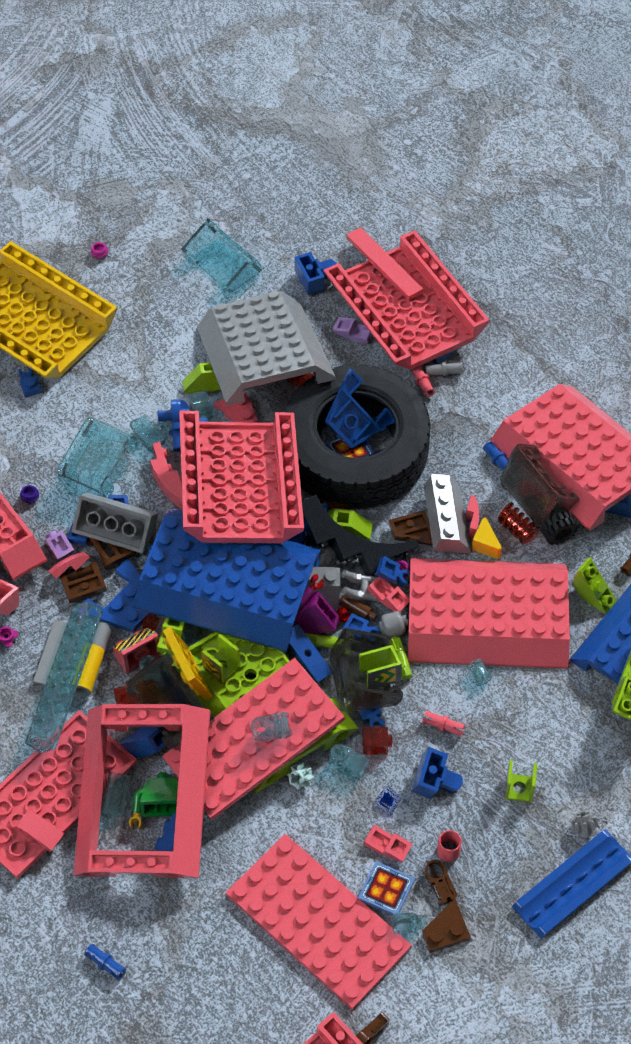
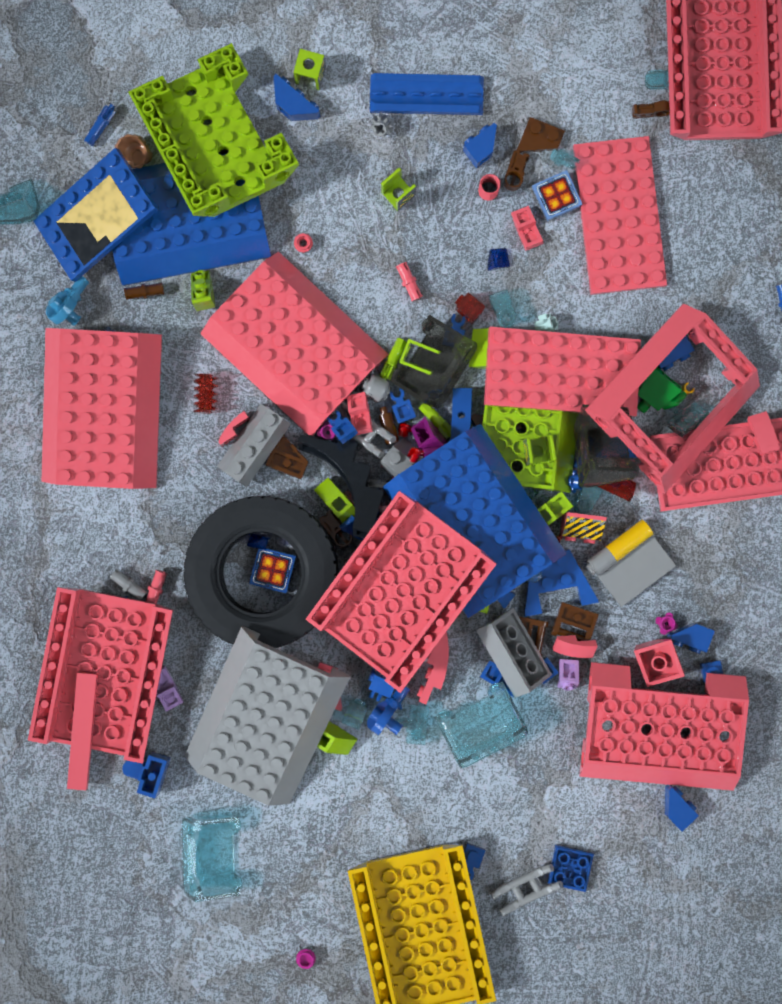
camera: 145 degrees left, 30 degrees up
(29, 494) = (554, 743): dark purple plate -> none
(64, 677) = (656, 543): clear light blue brick -> none
(184, 659) = (572, 460): yellow plate -> none
(273, 728) = (550, 358): clear light blue piece -> none
(349, 419) = (256, 588): blue wing -> none
(434, 775) = (453, 246): blue brick -> none
(479, 672) = (347, 298): clear light blue bush -> none
(486, 541) = (242, 400): yellow slope -> none
(486, 875) = (480, 148): none -> blue slope
(497, 457) = (164, 465): blue pin -> none
(534, 486) = (169, 405): clear smoke windscreen -> none
(558, 682) = (303, 237): none -> coral plate
(559, 528) = (180, 359): black tyre -> none

